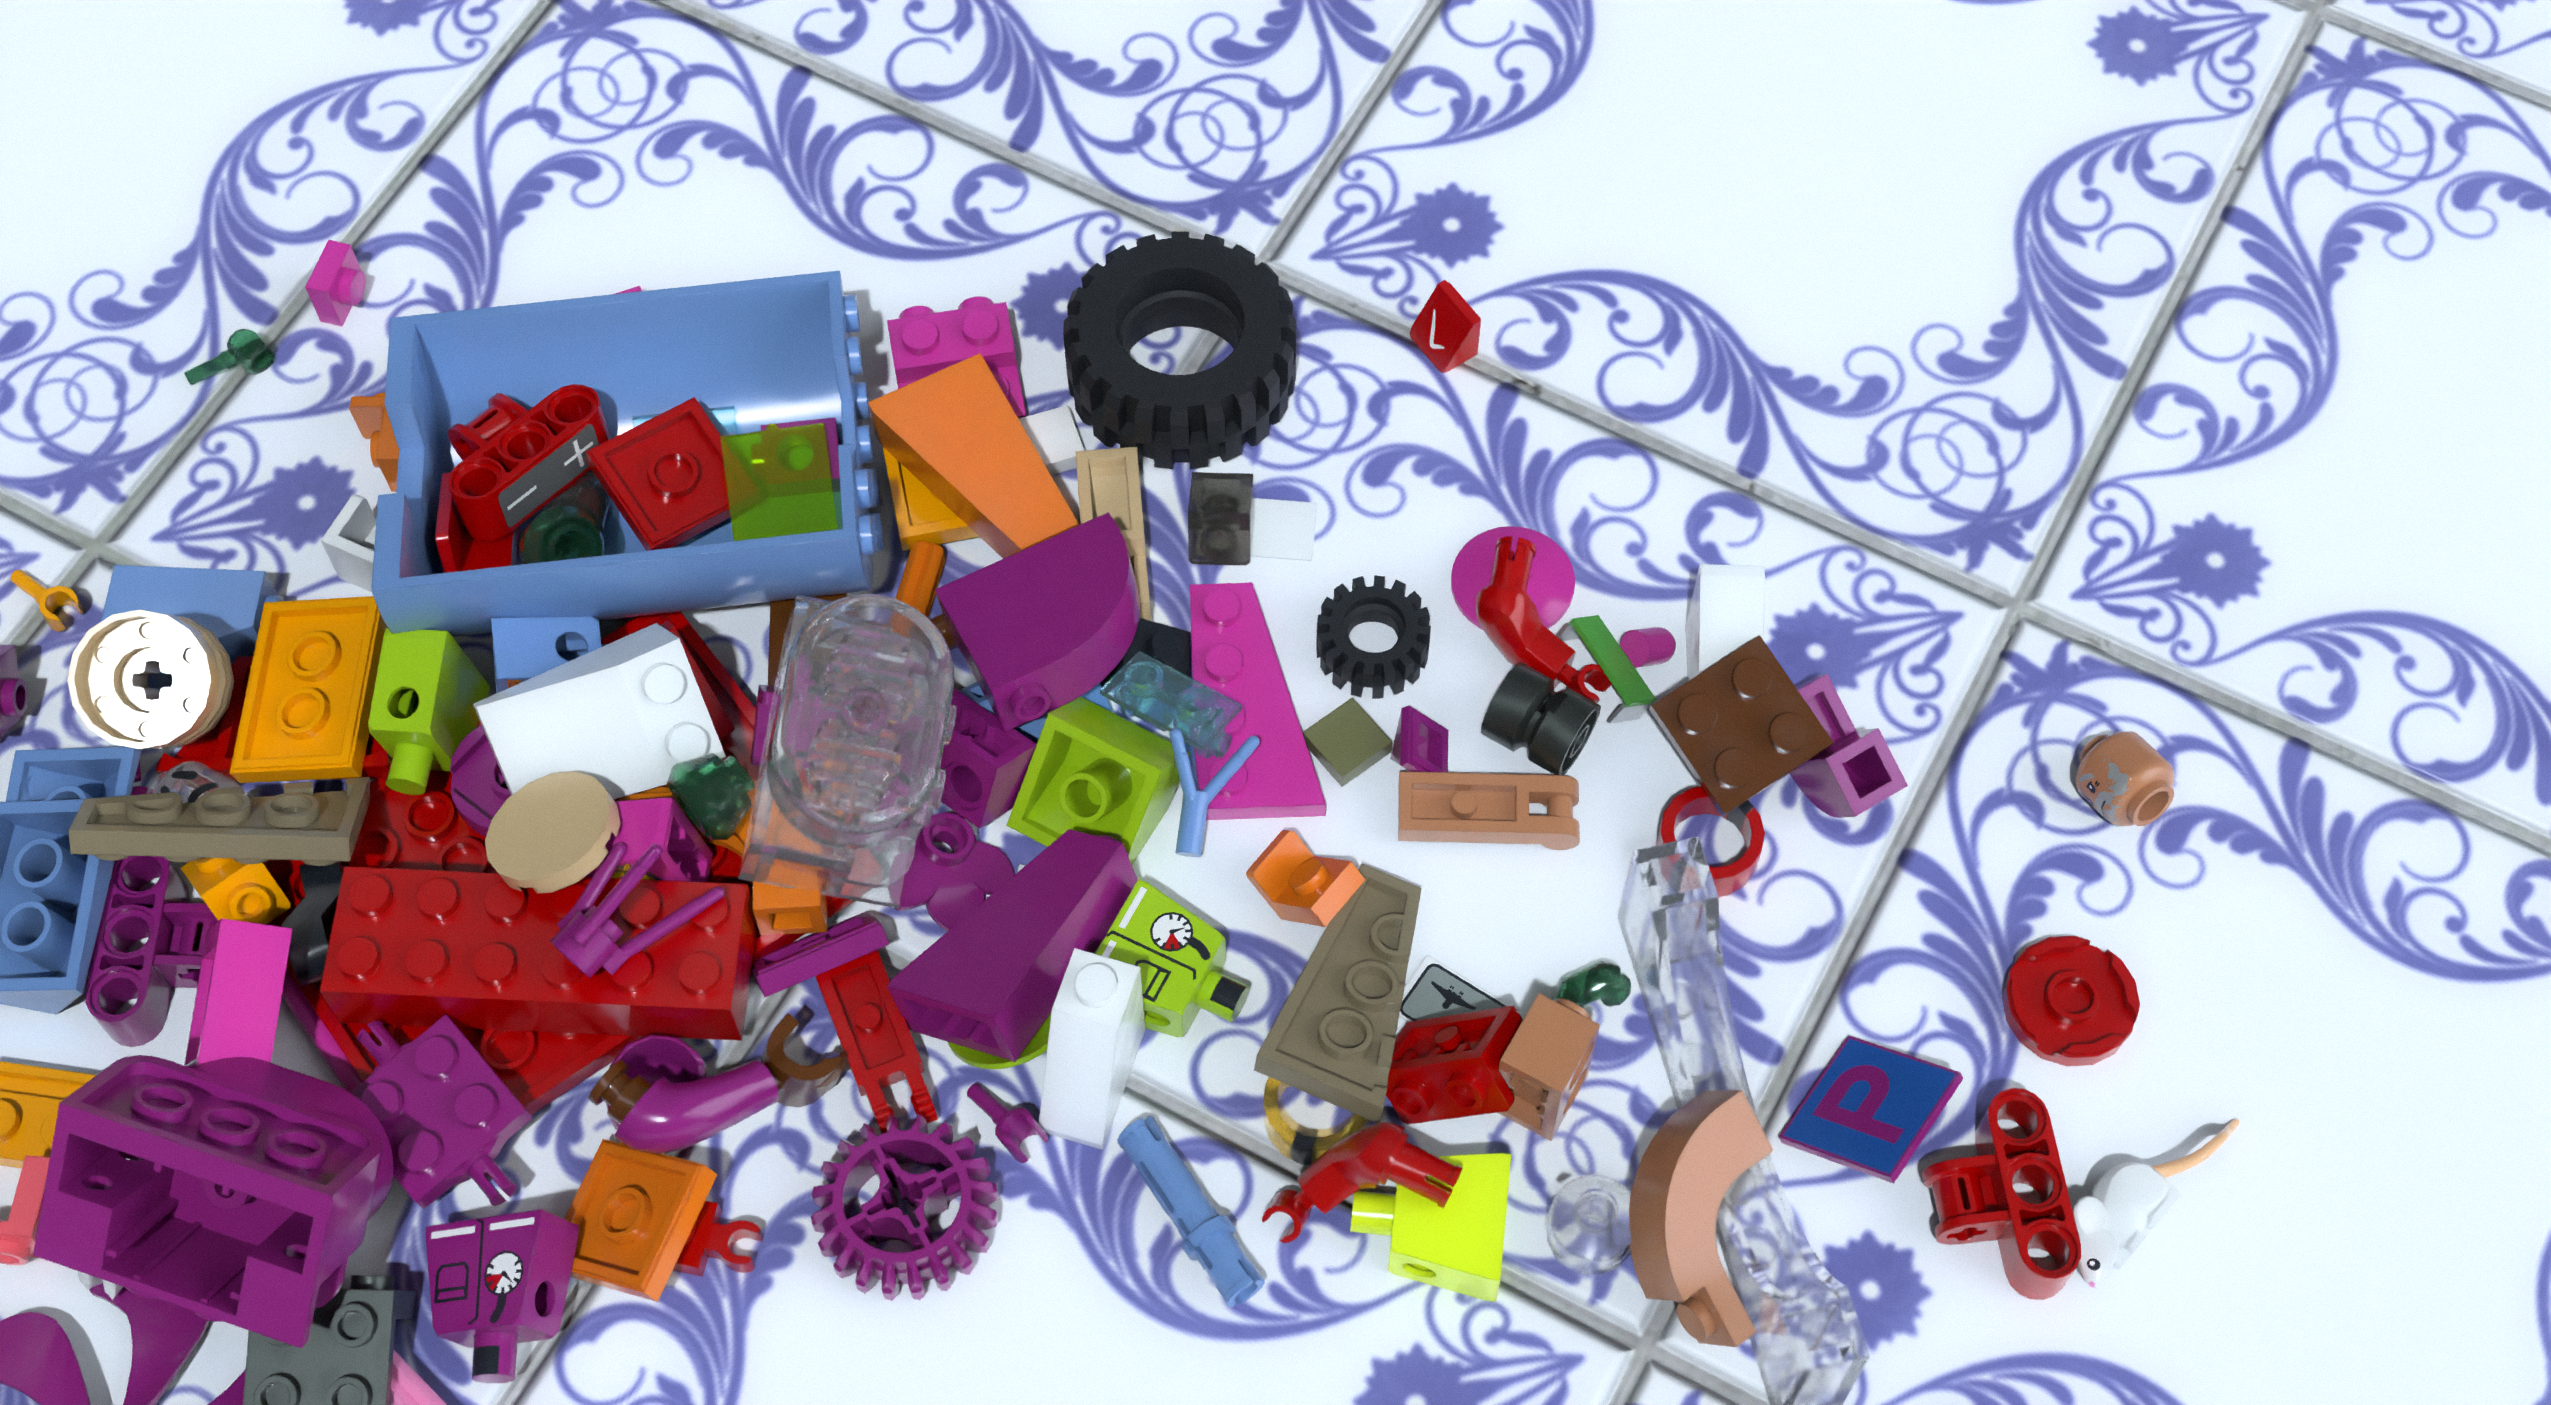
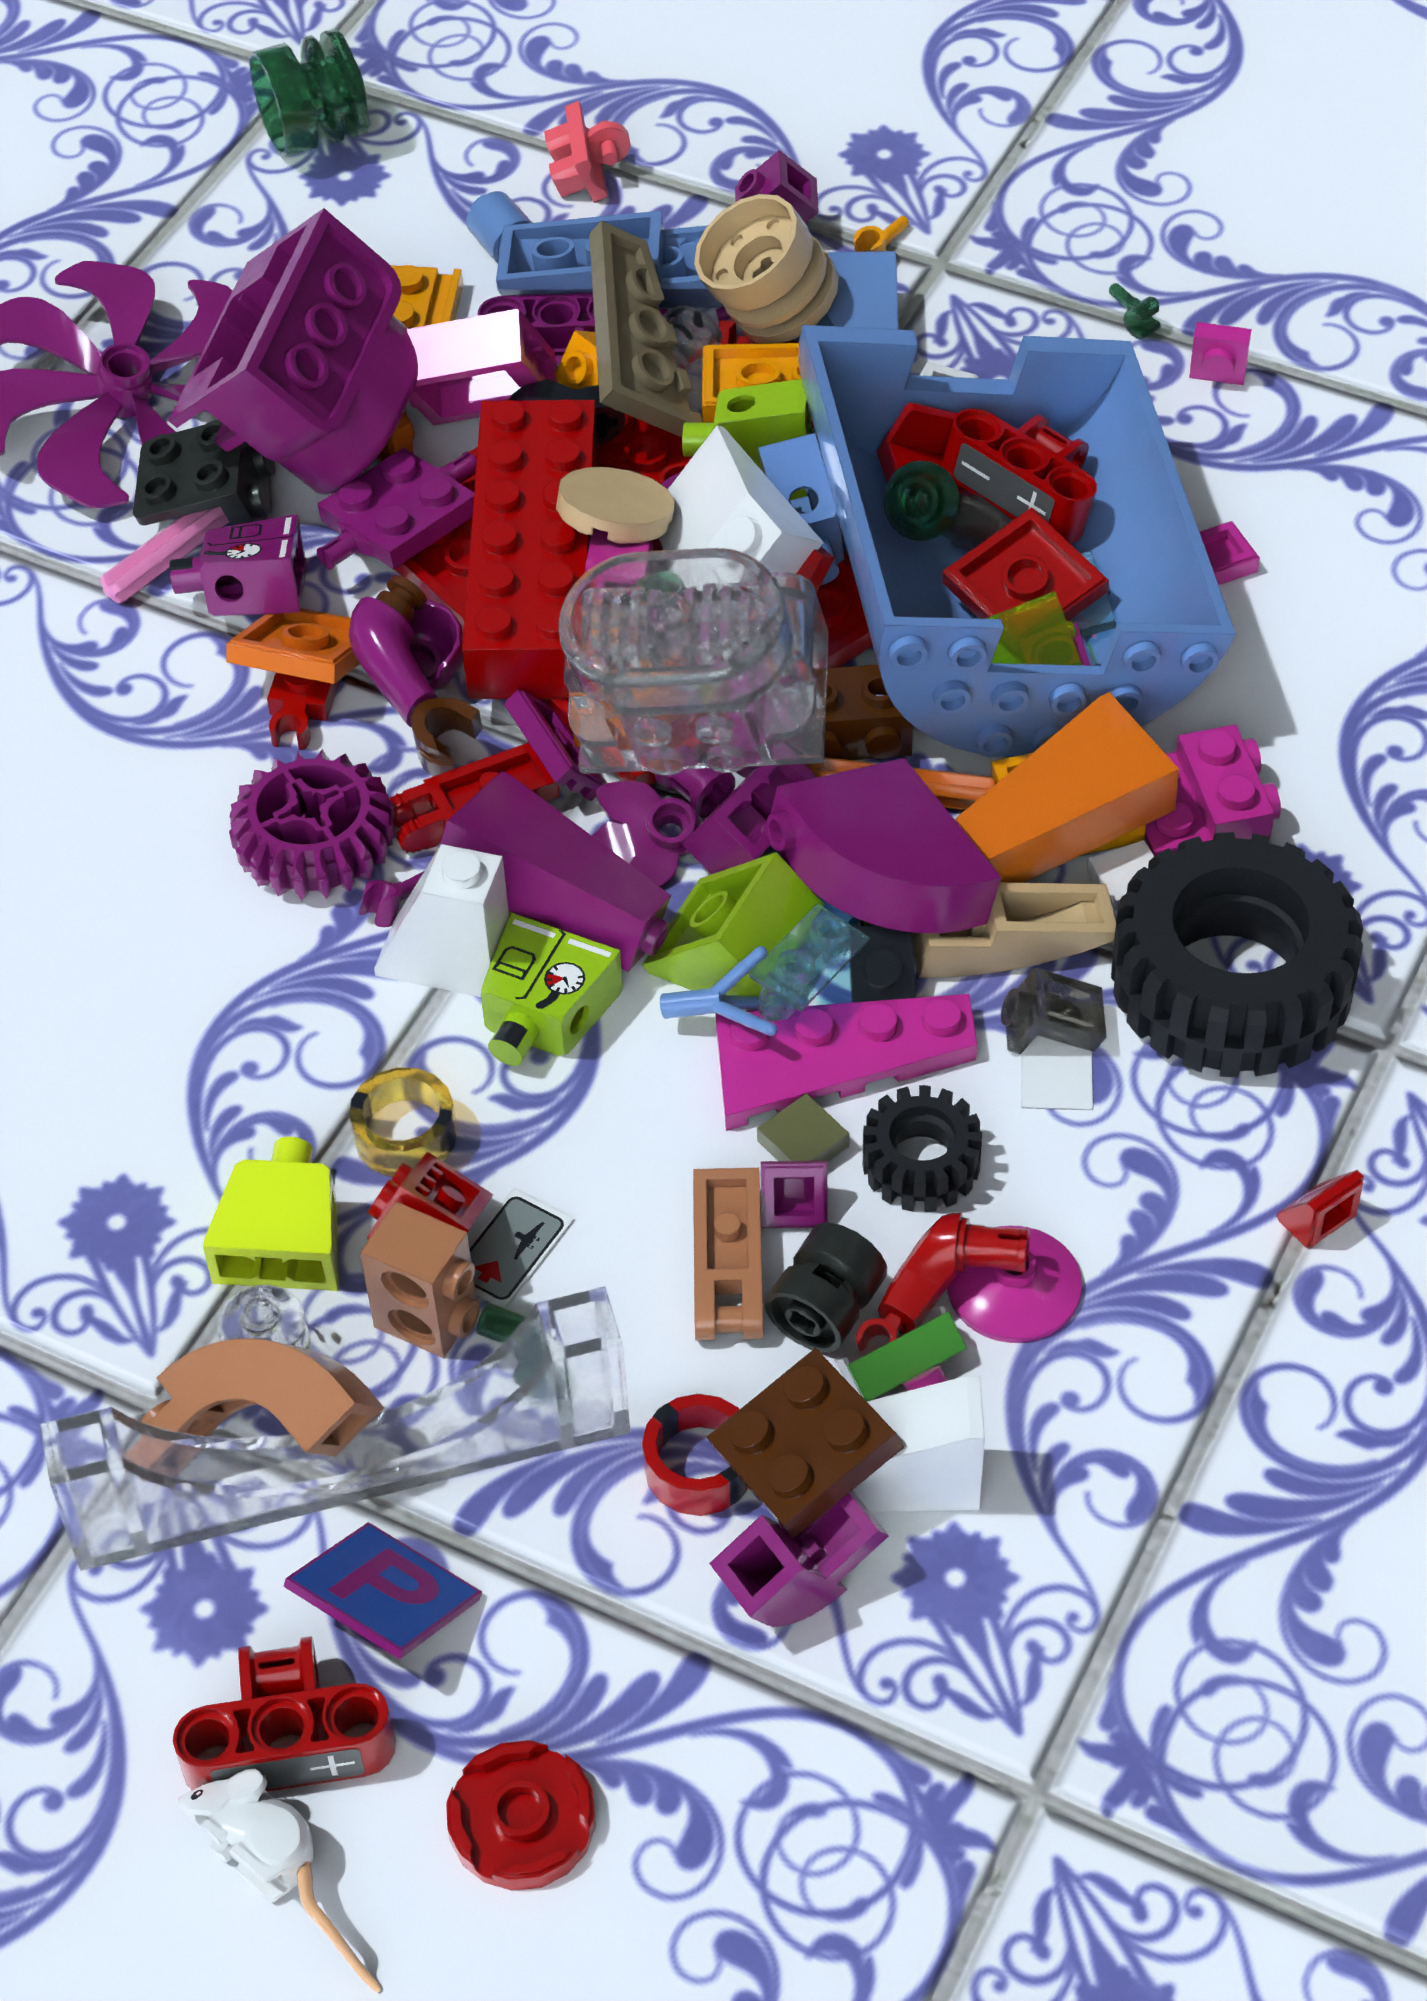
camera: 90 degrees right, 10 degrees down
(589, 935) = (515, 534): magenta plant -> none
(1205, 1232) = (280, 1041): medium blue pin -> none
(1301, 884) = (638, 1094): orange bracket -> none
(1346, 1005) = (494, 1121): dark tan wing -> none
(1362, 1163) = (319, 1136): red arm -> none
(2125, 779) = (790, 1874): nougat head -> none

